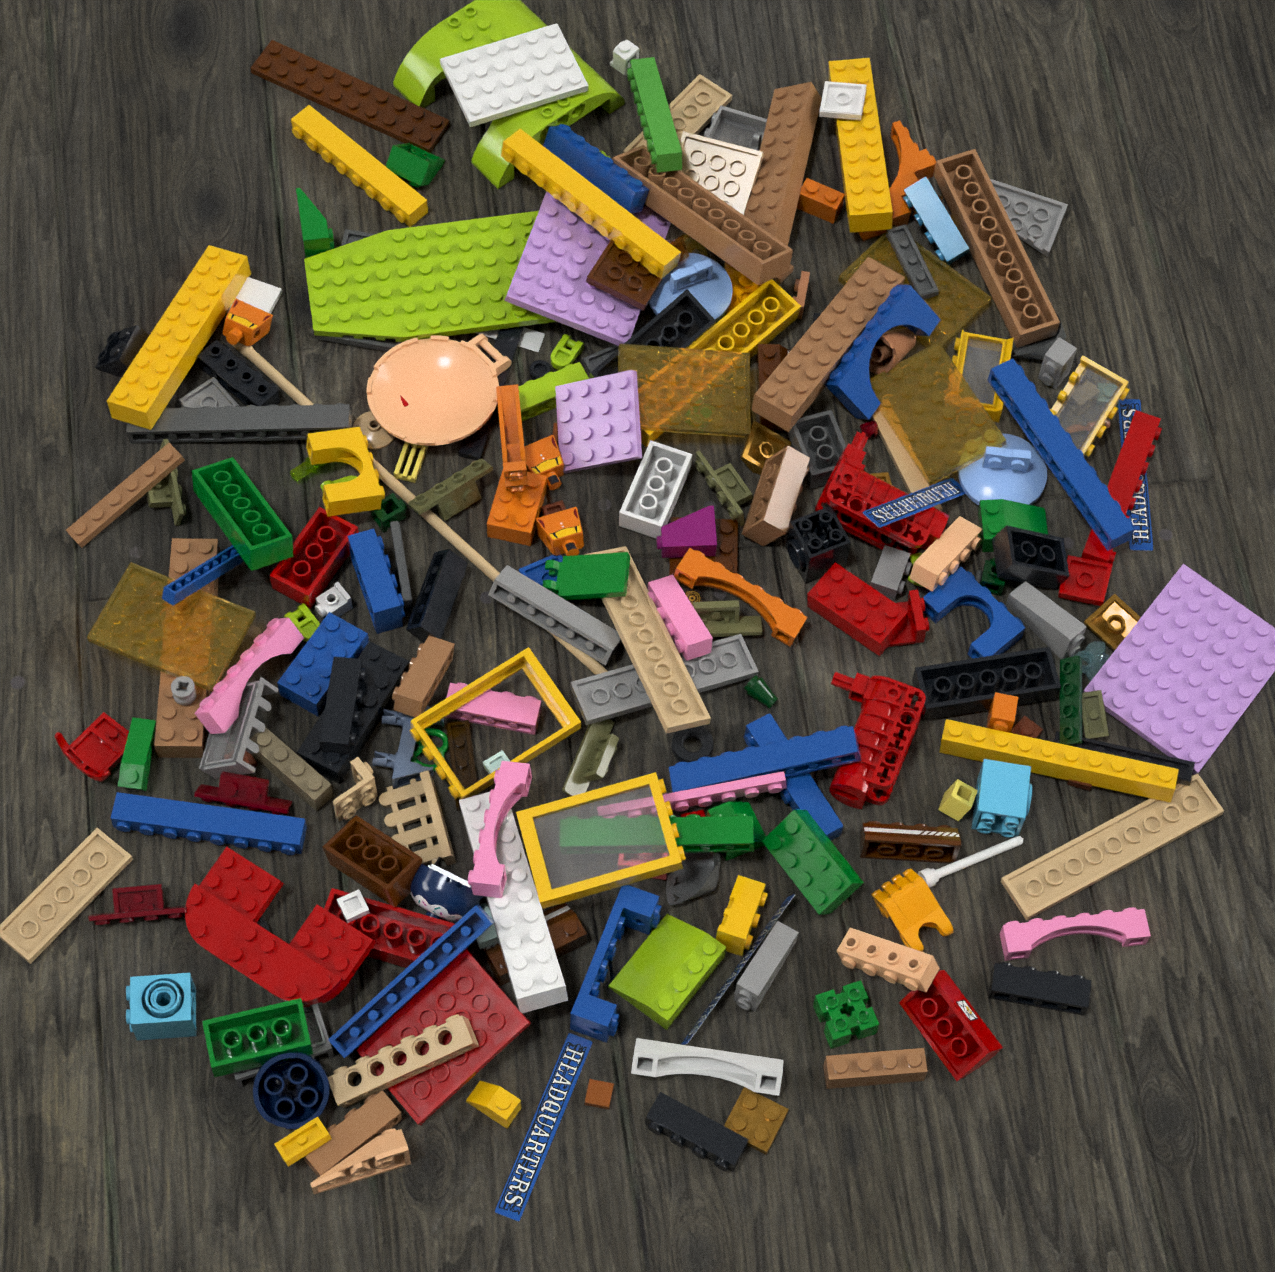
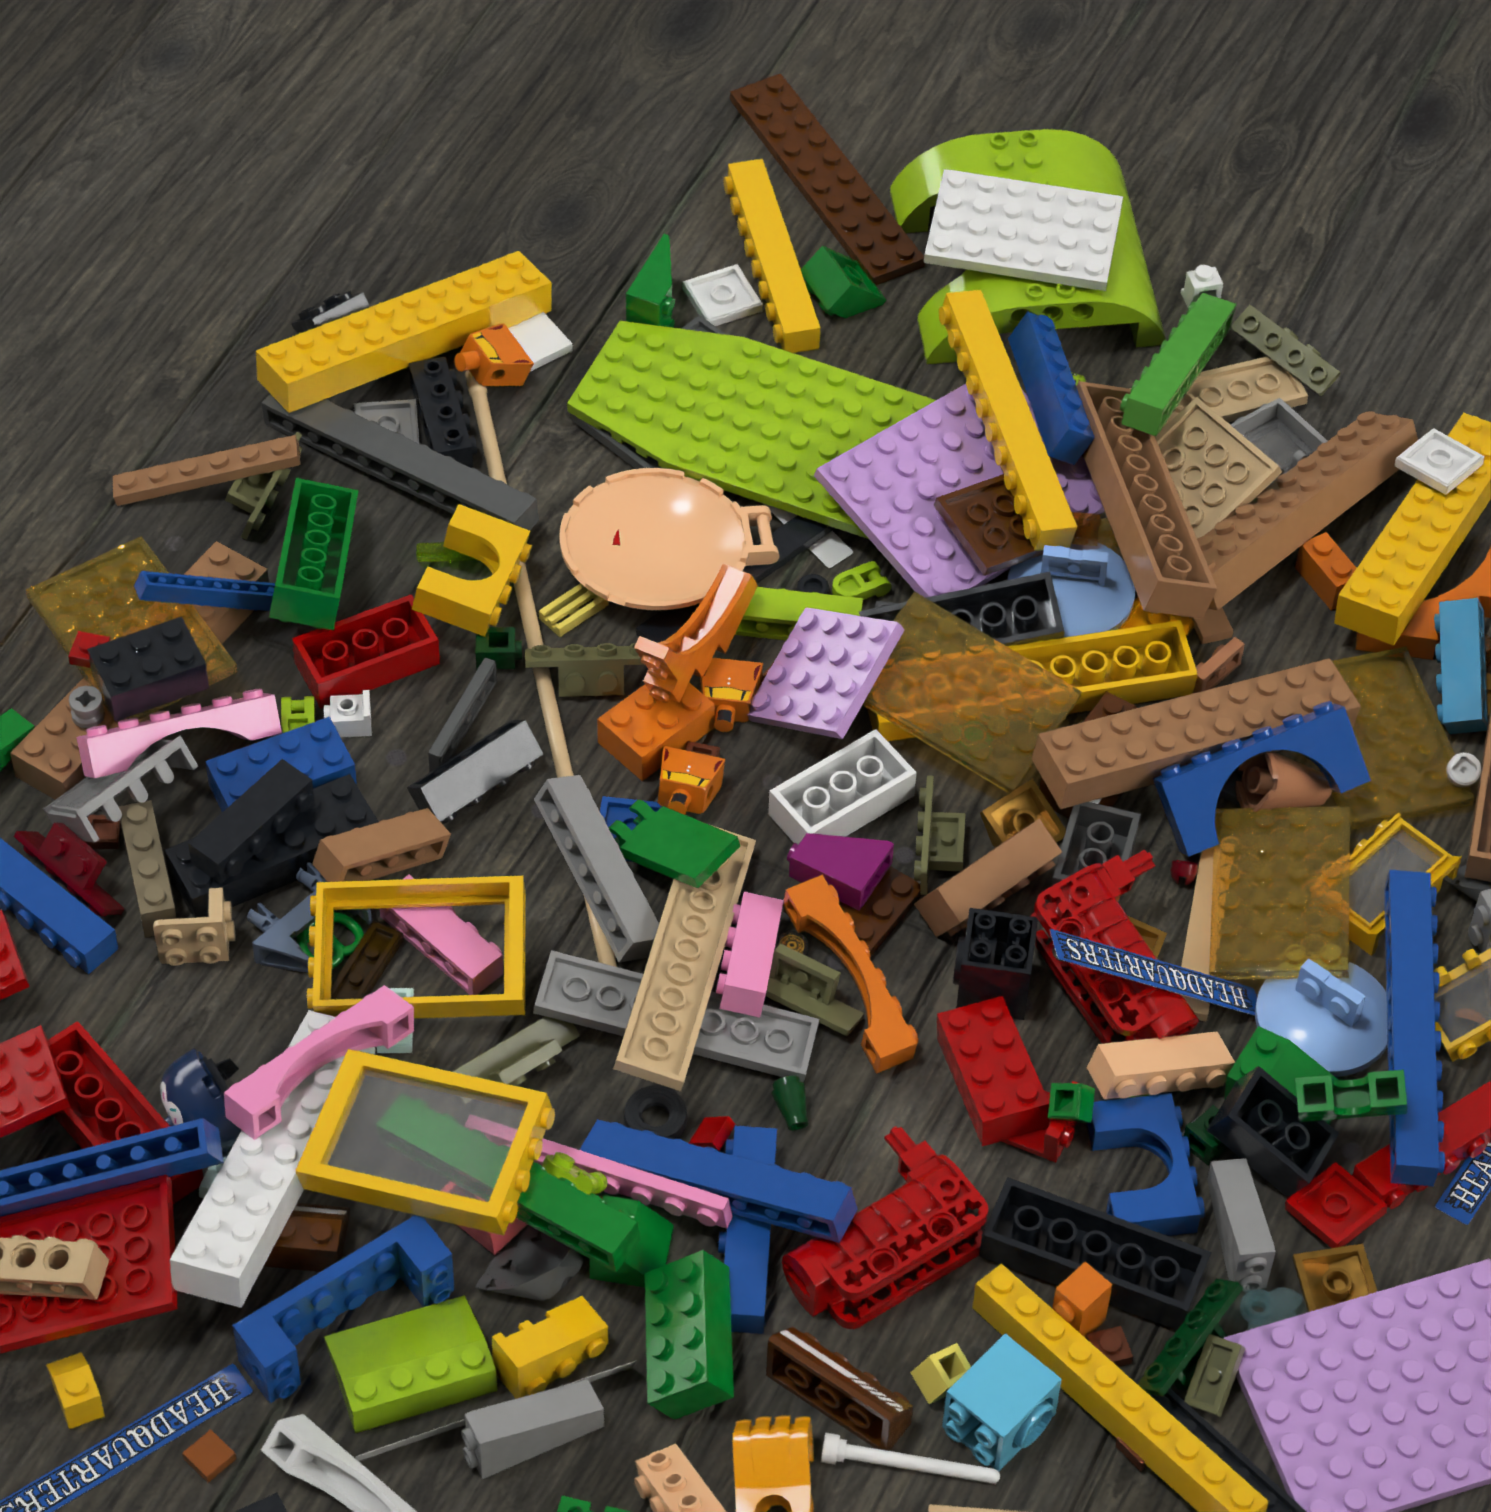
camera: 35 degrees right, 10 degrees down
(160, 654) = (83, 641): none -> red plate
(209, 645) = (148, 668): none -> black brick
(347, 208) = (722, 295): none -> white tile
(353, 906) = (82, 1054): white tile -> none
(373, 860) = (150, 1017): reddish brown slope -> none
(376, 437) = (546, 556): tan dish -> none
(376, 580) = (414, 713): blue brick -> none
(419, 812) = (269, 1011): tan fence -> none
(682, 808) = (563, 1166): none -> lime plate
(702, 73) = (1286, 350): none -> olive bracket
(732, 736) = (713, 1132): none -> red tile
(890, 572) = (1069, 1051): light grey brick -> none
(912, 261) = (1394, 701): dark grey tile -> none
(920, 604) = (1071, 1102): none -> green slope
(977, 284) = (1463, 769): none -> white tile
(1067, 514) = (1330, 1099): none -> green arch

